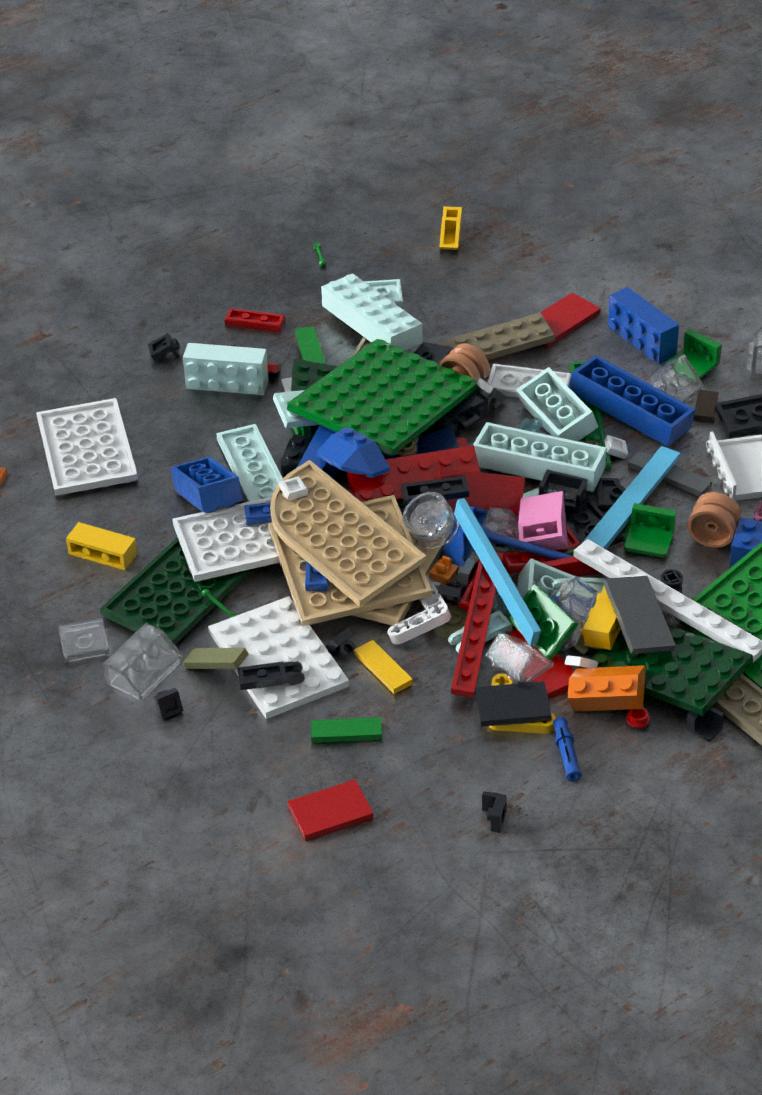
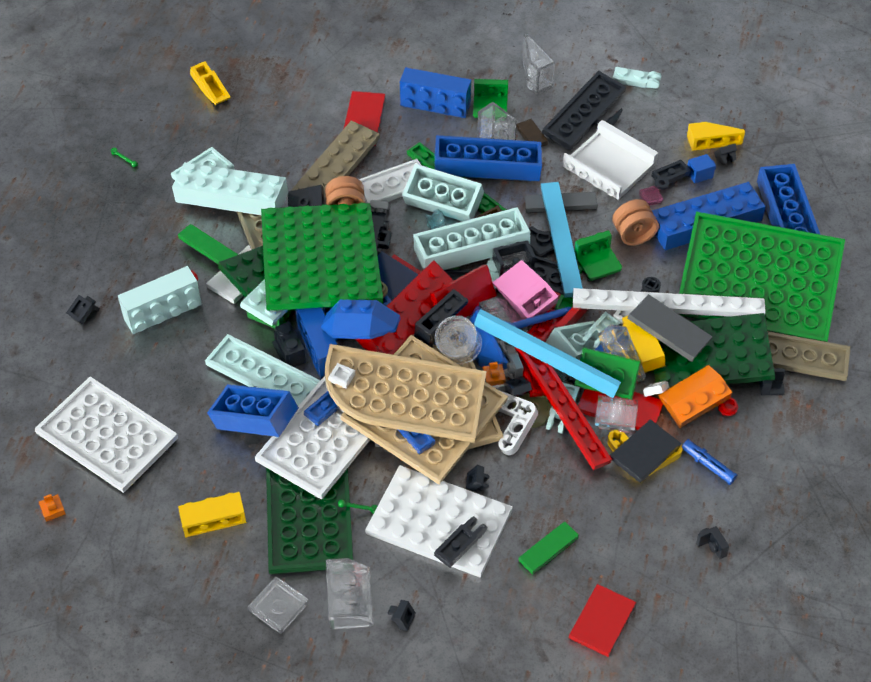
camera: 40 degrees left, 10 degrees up
(215, 658) = (404, 553): olive tile -> none
(255, 320) = (130, 243): red tile -> none
(383, 667) = (522, 479): yellow tile -> none
(616, 447) = (506, 201): white tile -> none

